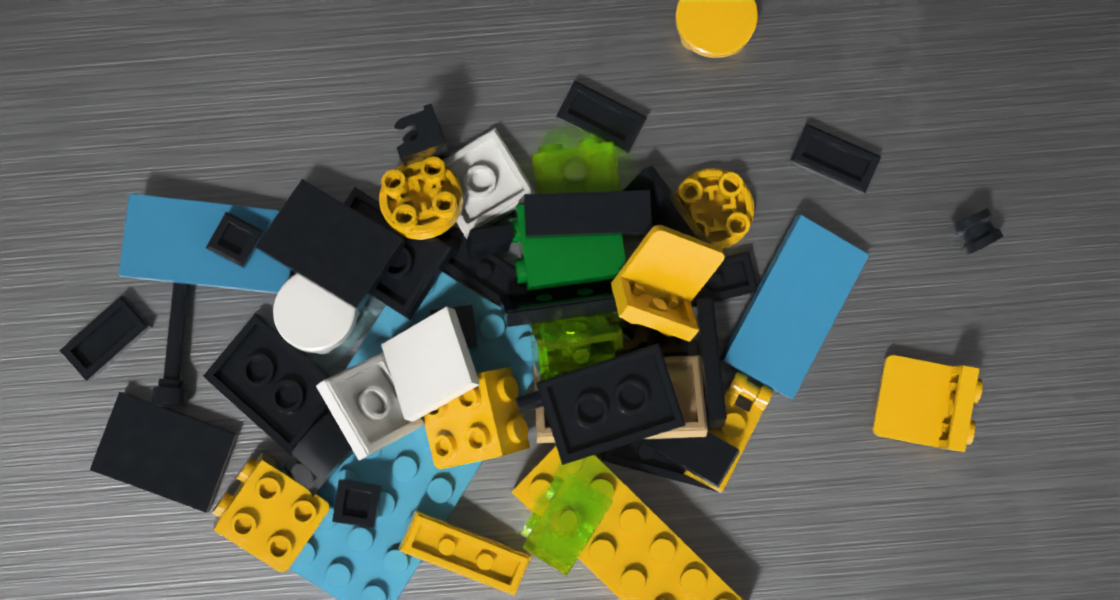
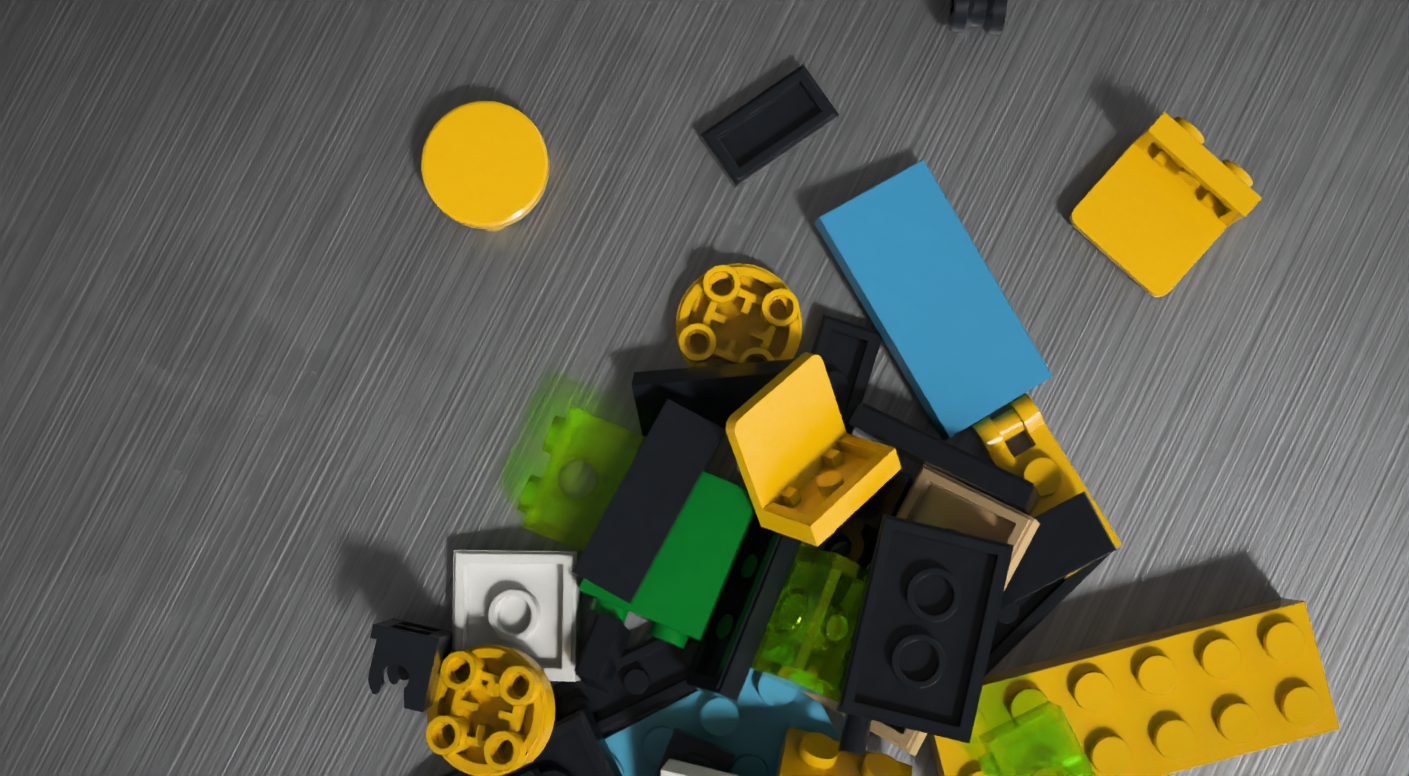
camera: 65 degrees left, 0 degrees up
(601, 117) = (525, 399): black tile -> none

